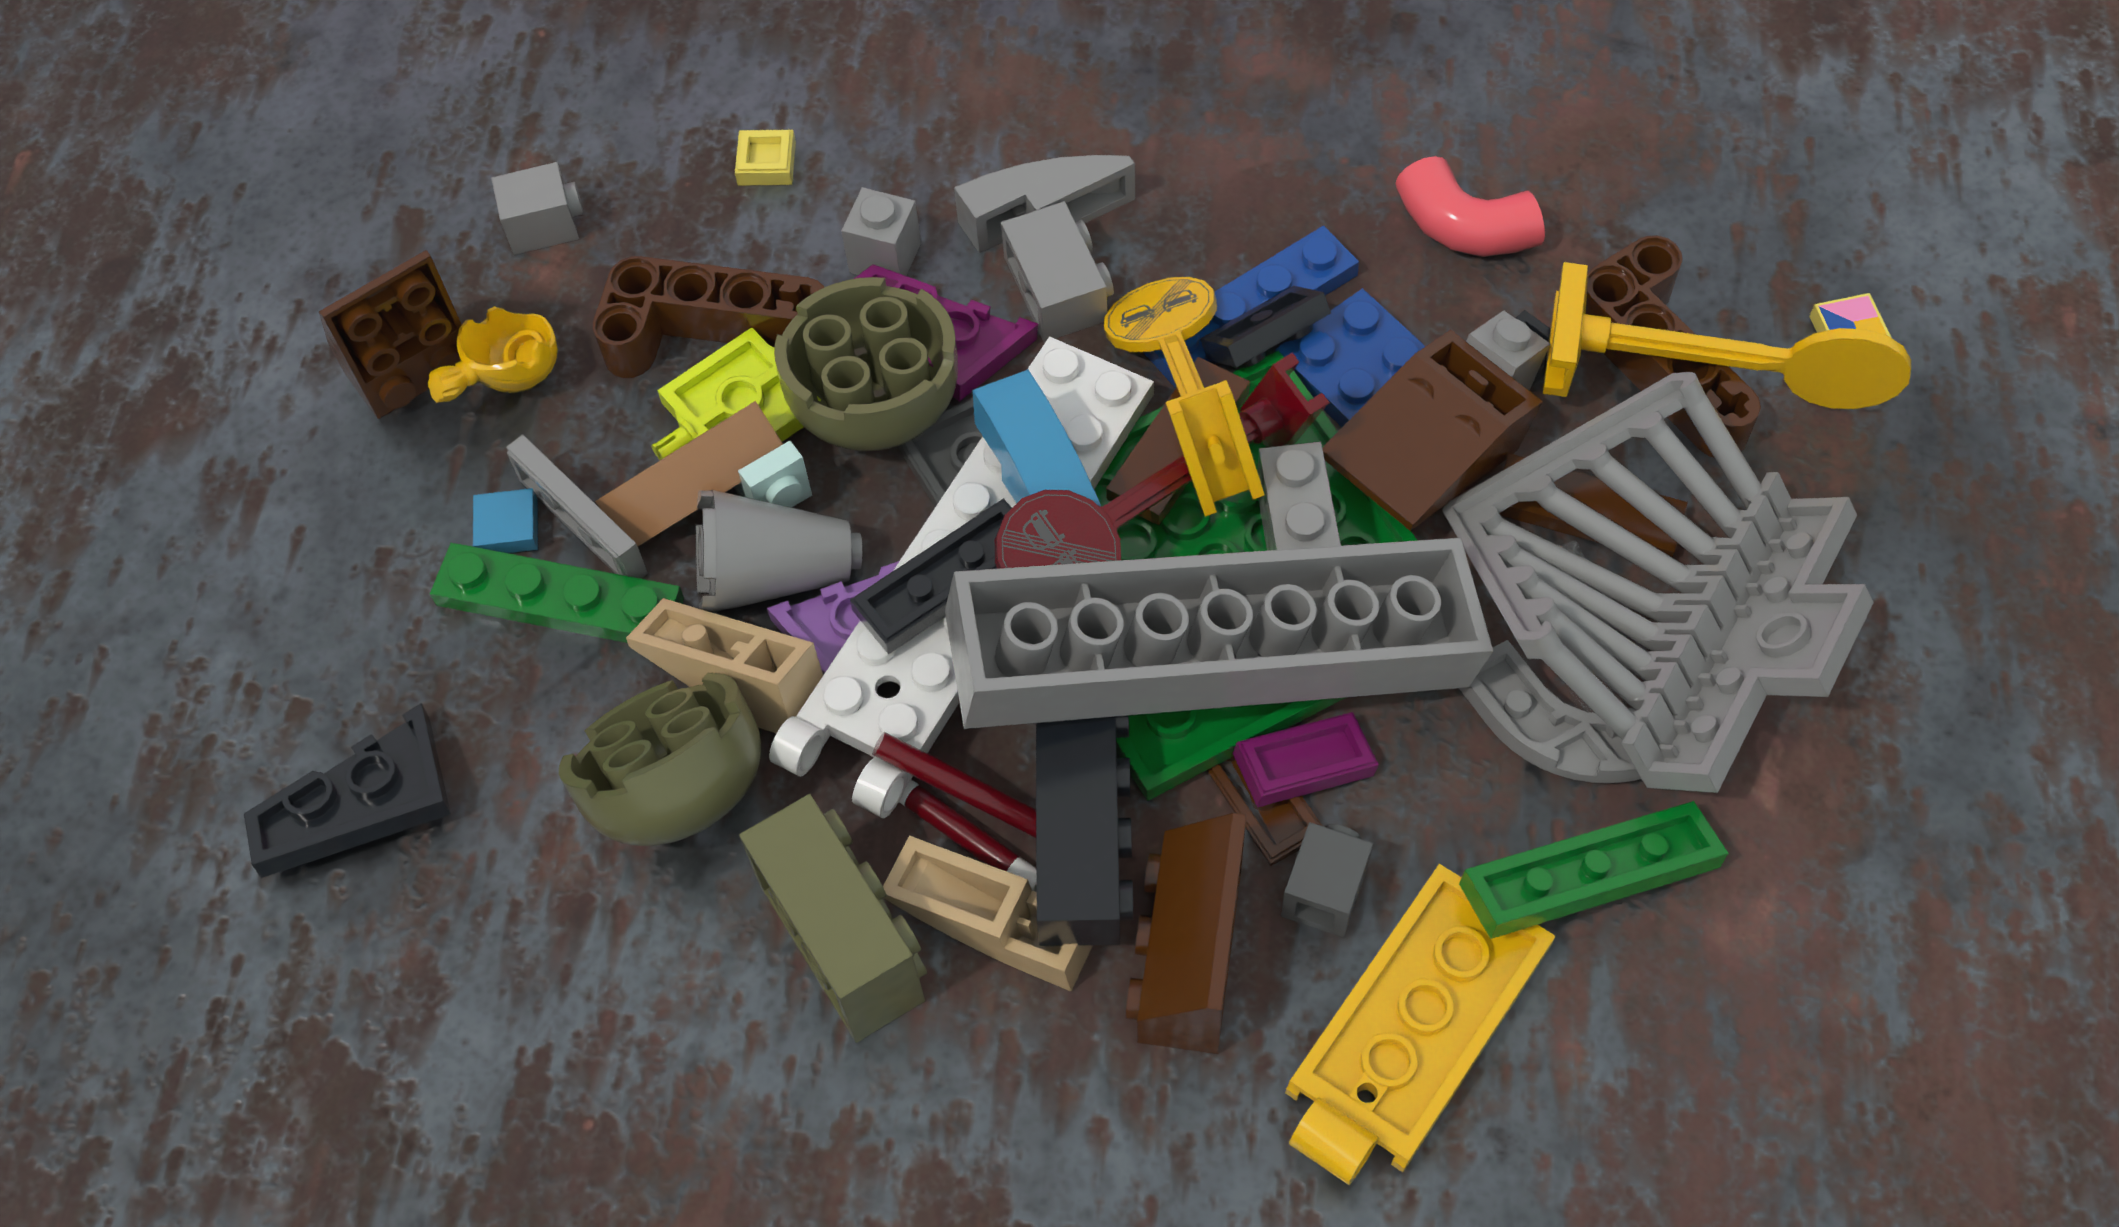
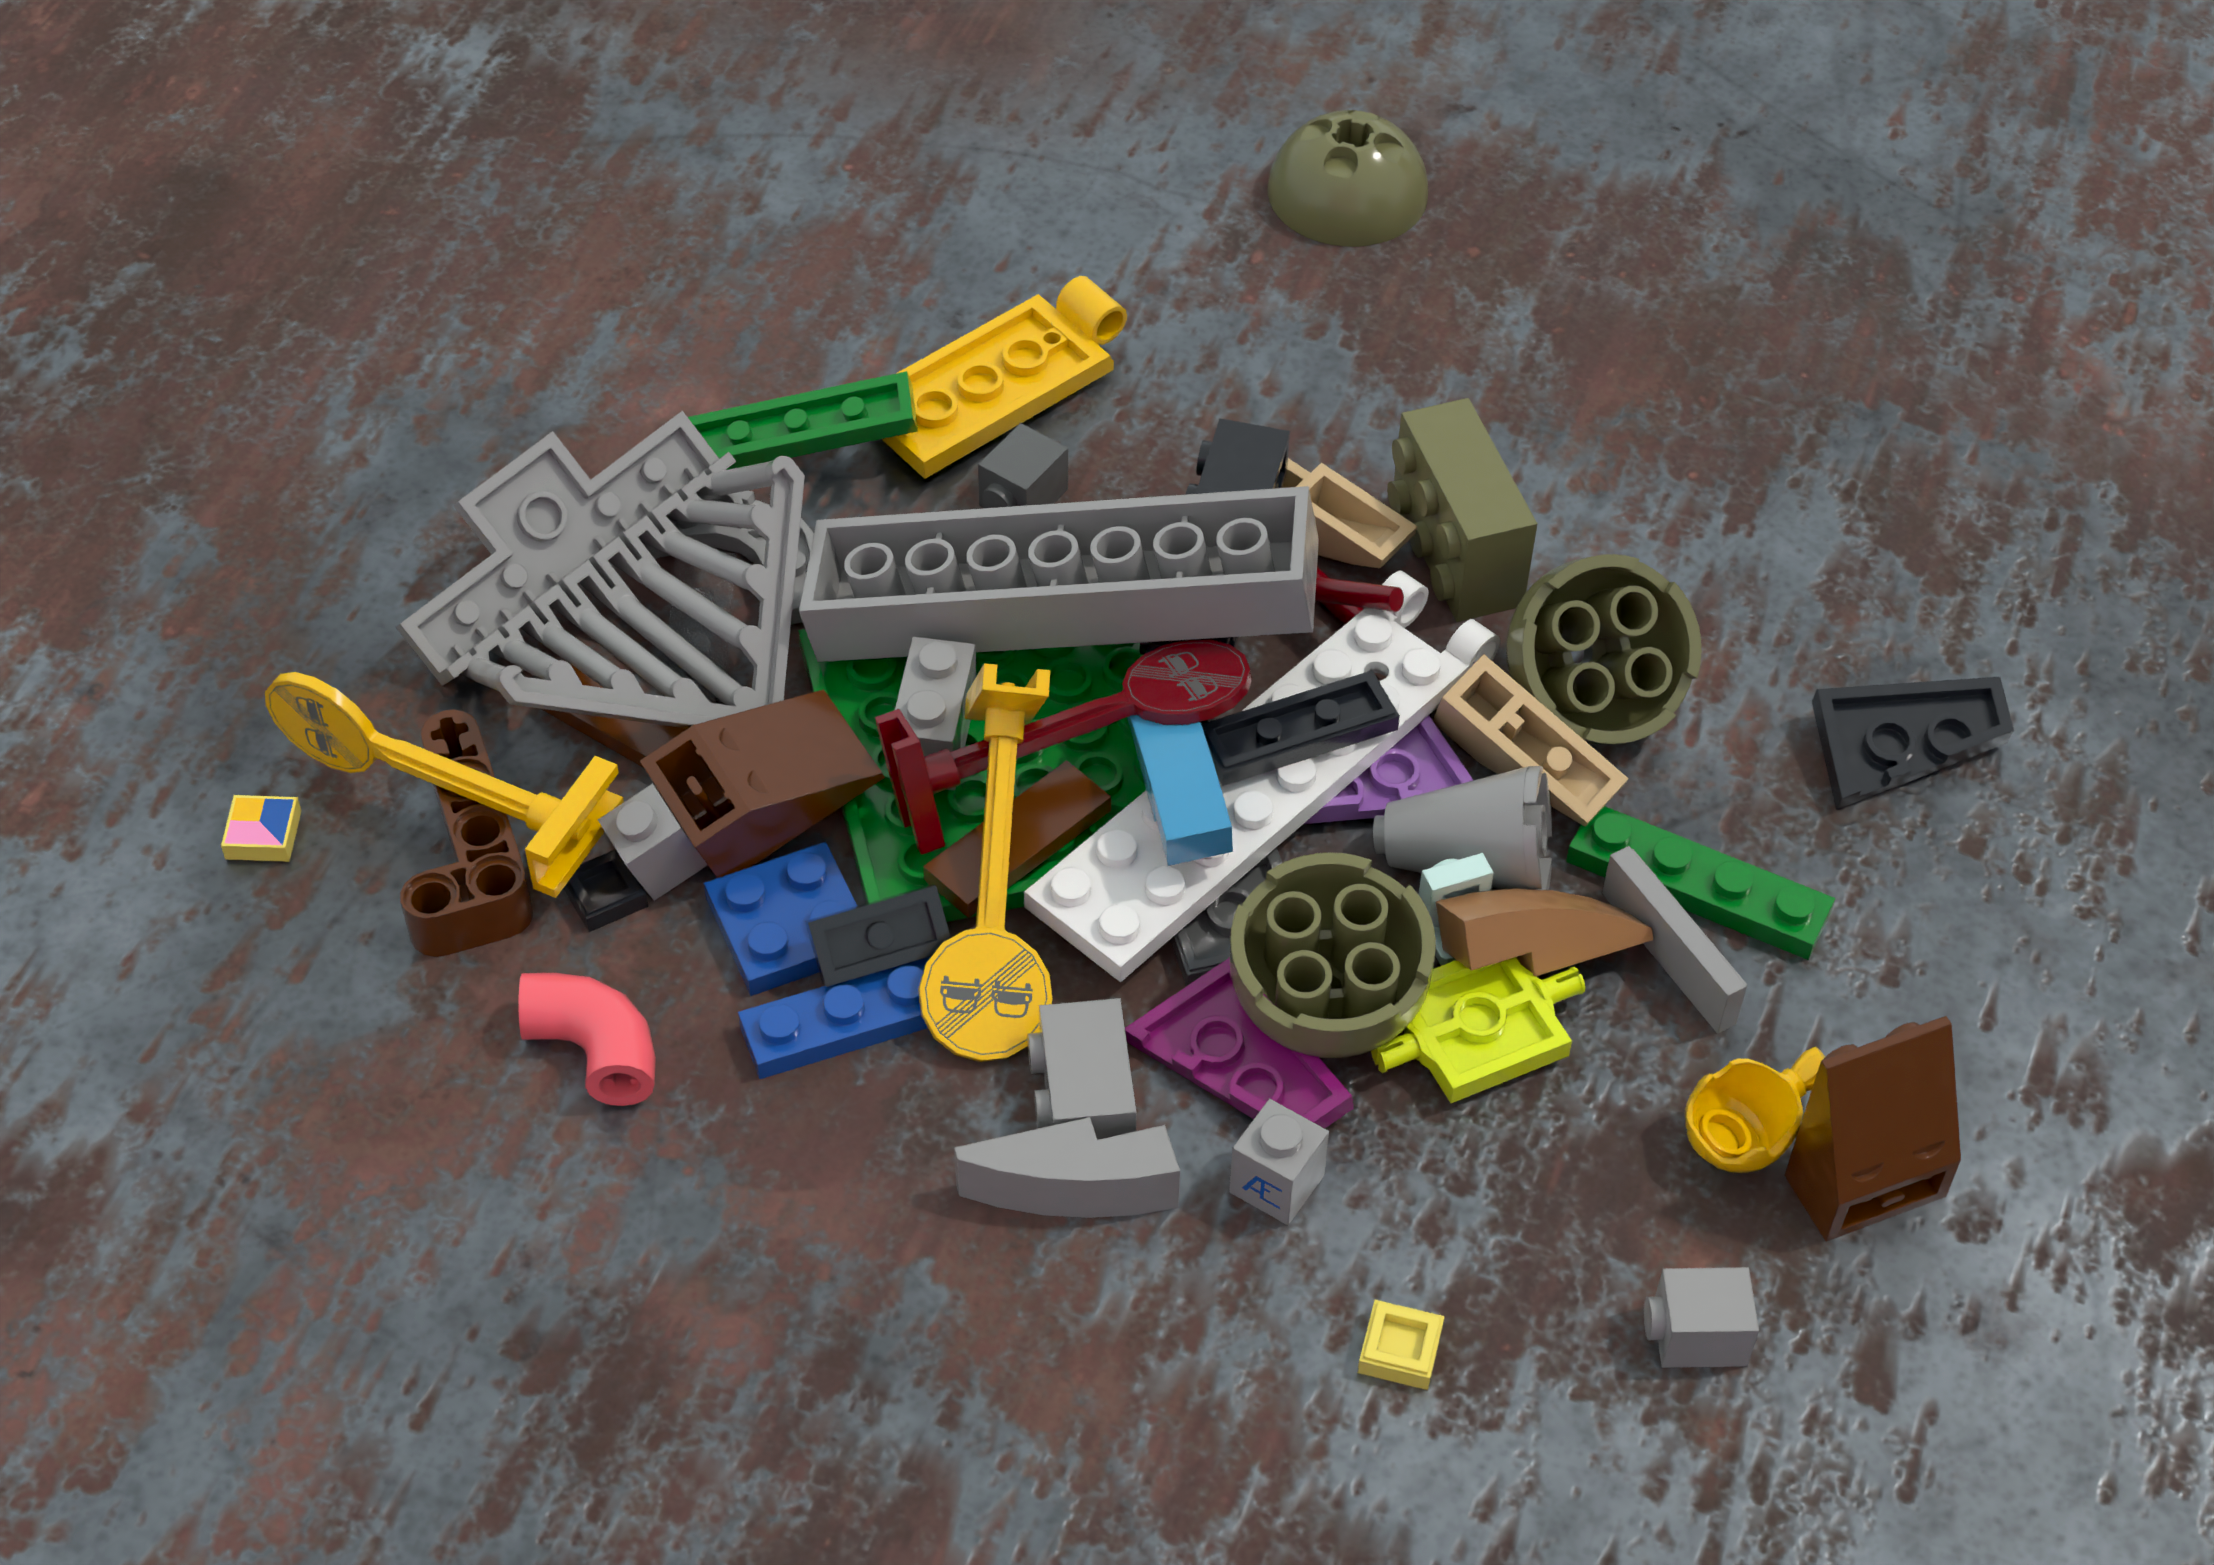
camera: 170 degrees left, 10 degrees down
(506, 521) = (1759, 960): dark azure tile -> none
(688, 301) = (1407, 1099): reddish brown beam -> none
(1188, 935) = (1155, 427): reddish brown slope -> none

